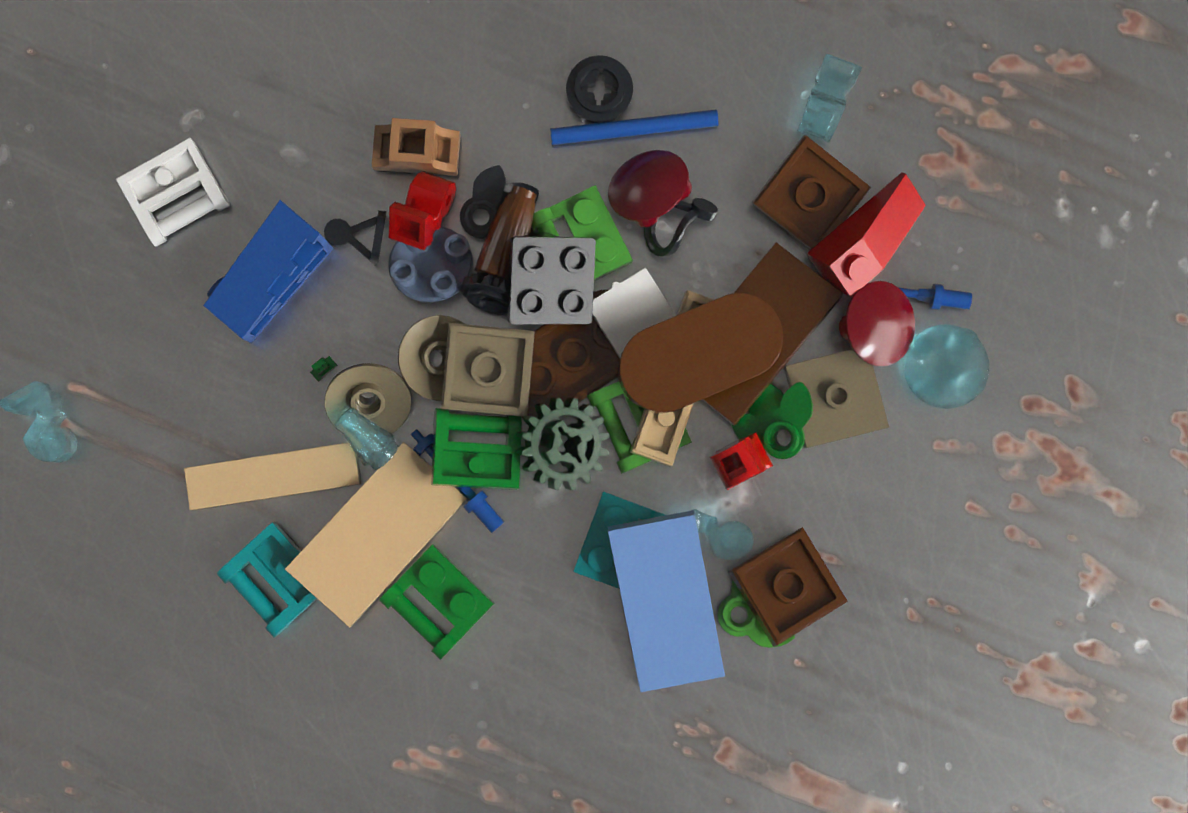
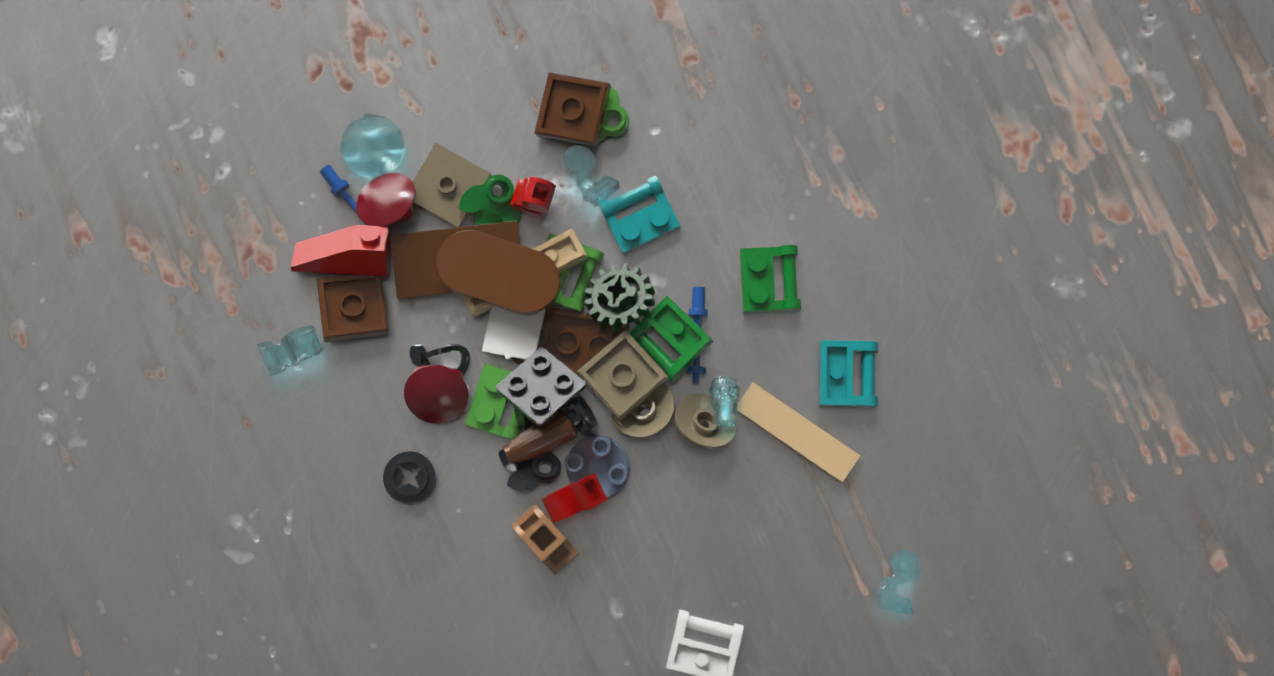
camera: 130 degrees left, 5 degrees down
(267, 272) = (695, 546): blue wedge -> none
(322, 367) = (713, 467): green piece -> none
(339, 233) = (632, 534): black piece -> none
(375, 535) = (770, 343): tan tile -> none
(634, 127) = (411, 438): blue bar -> none
(666, 601) = (644, 161): medium blue tile -> none

